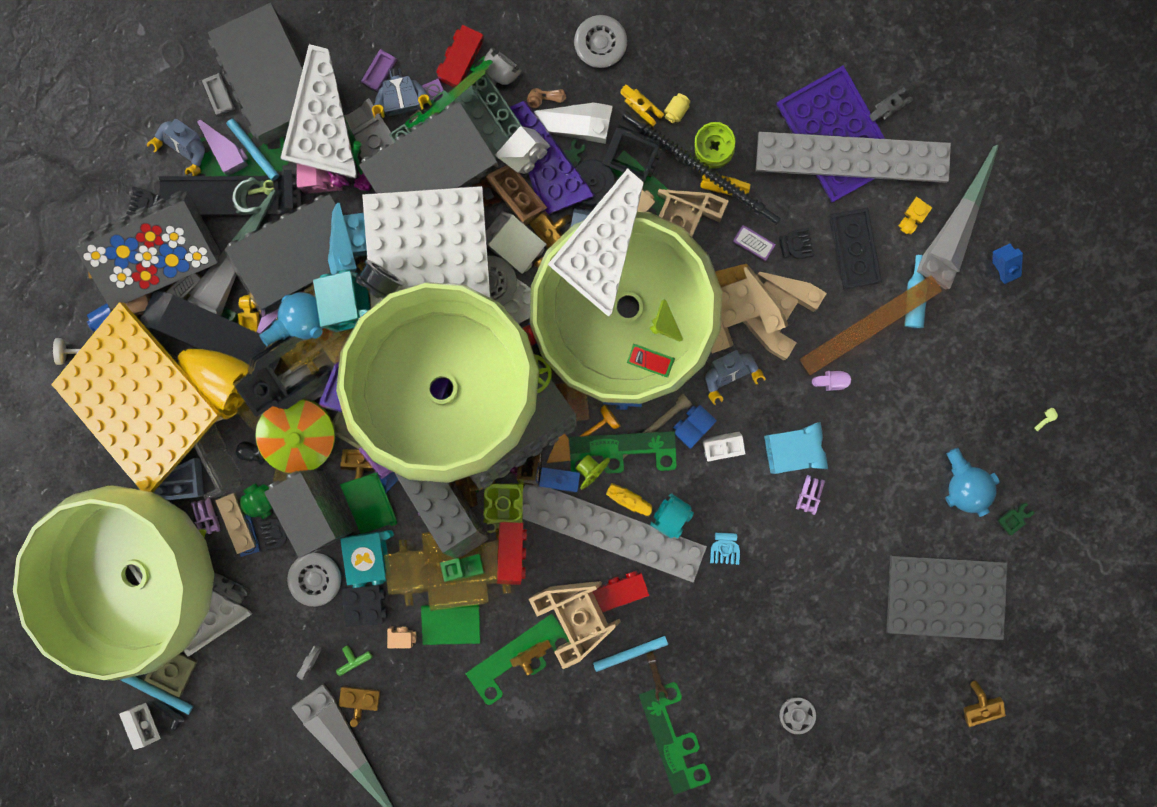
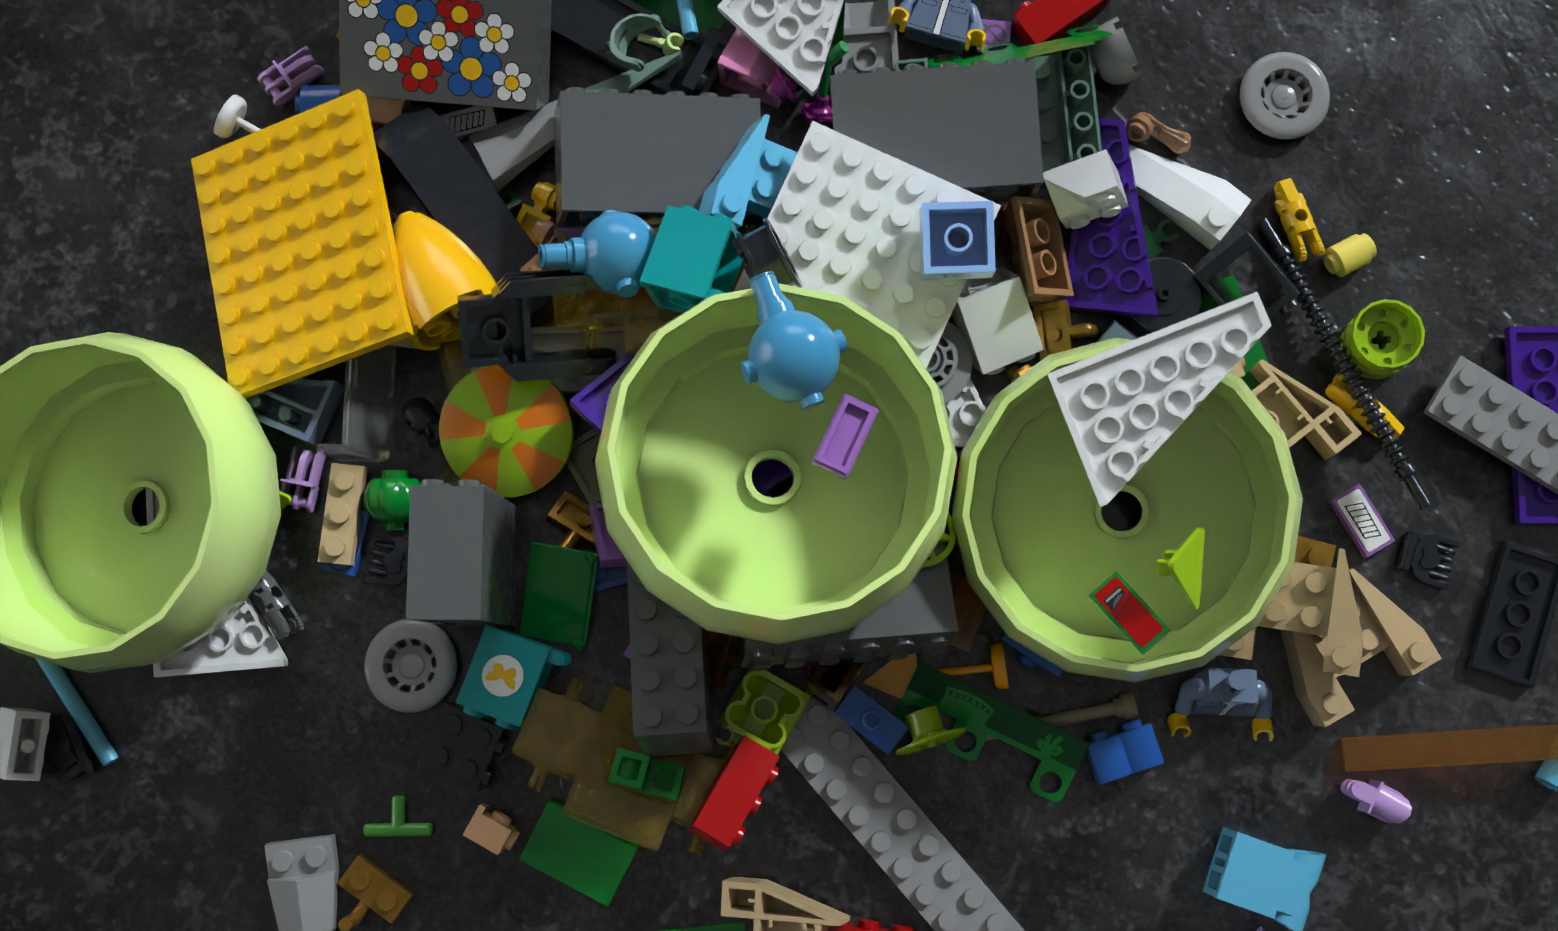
camera: 25 degrees right, 5 degrees down
(79, 309) = (295, 70): none -> lavender arm
(173, 675) = (117, 693): olive plate -> none
(258, 326) = (543, 233): none -> medium nougat piece
(309, 662) = (330, 790): light grey wheel -> none
(413, 325) = (792, 350): none -> dark azure piece
(462, 353) = (845, 436): none -> medium lavender tile
(468, 218) = (957, 240): none -> light blue brick
(629, 499) = (961, 811): yellow hinge -> none
(672, 516) = (1015, 875): teal brick -> none
(723, 446) = (1153, 809): white hinge -> none

